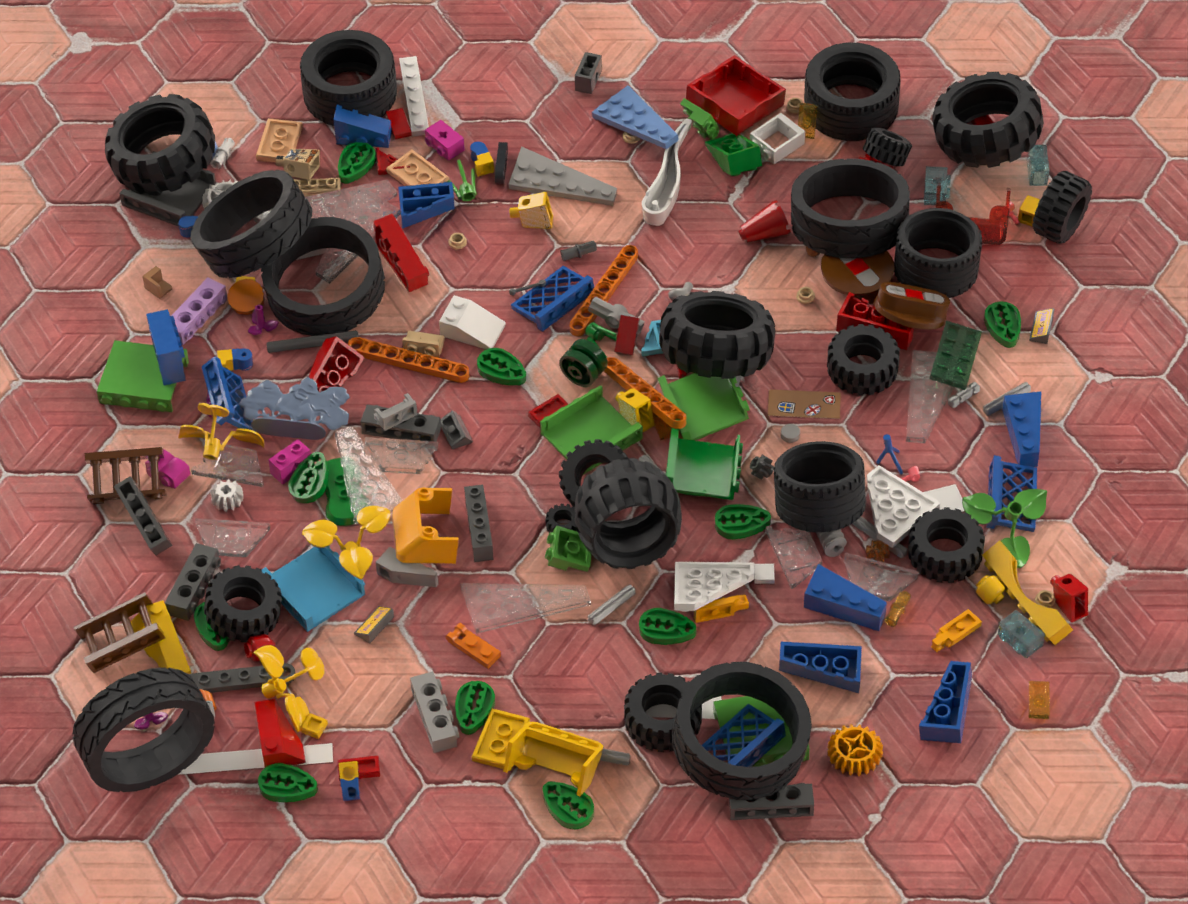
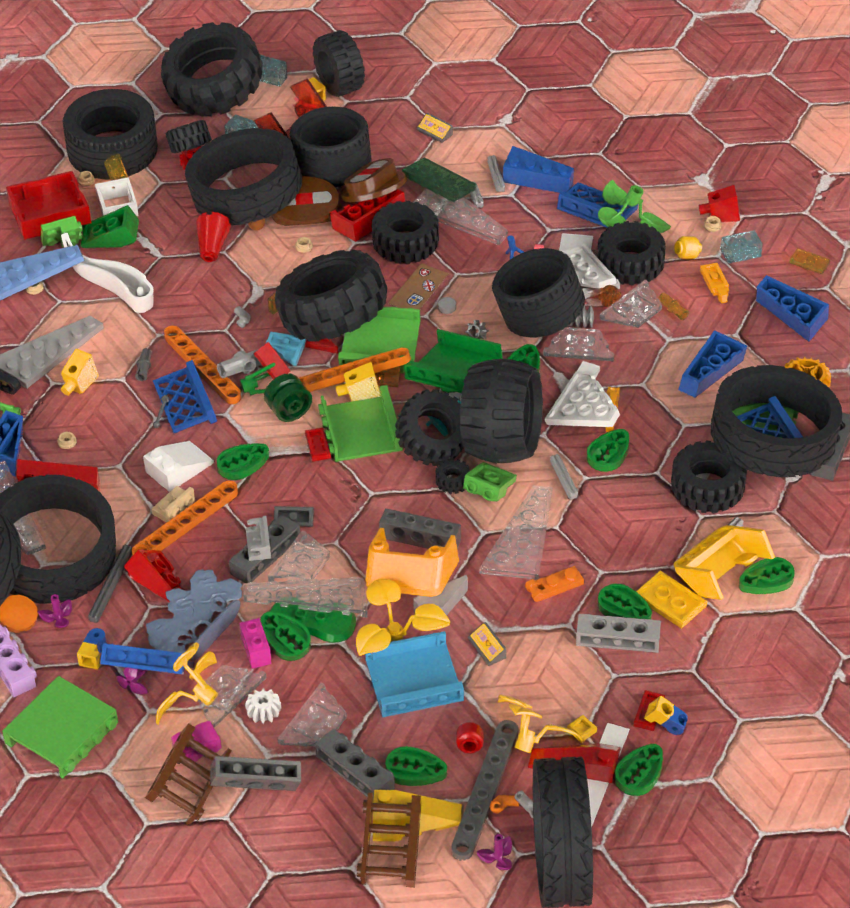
camera: 65 degrees left, 5 degrees down
(167, 346) = (51, 682): blue wedge -> none
(242, 583) = (416, 746): black tyre -> none
(843, 600) = (647, 332): blue wedge -> none
(997, 329) = (415, 147): green piece -> none
(1005, 565) = (673, 230): yellow arch -> none

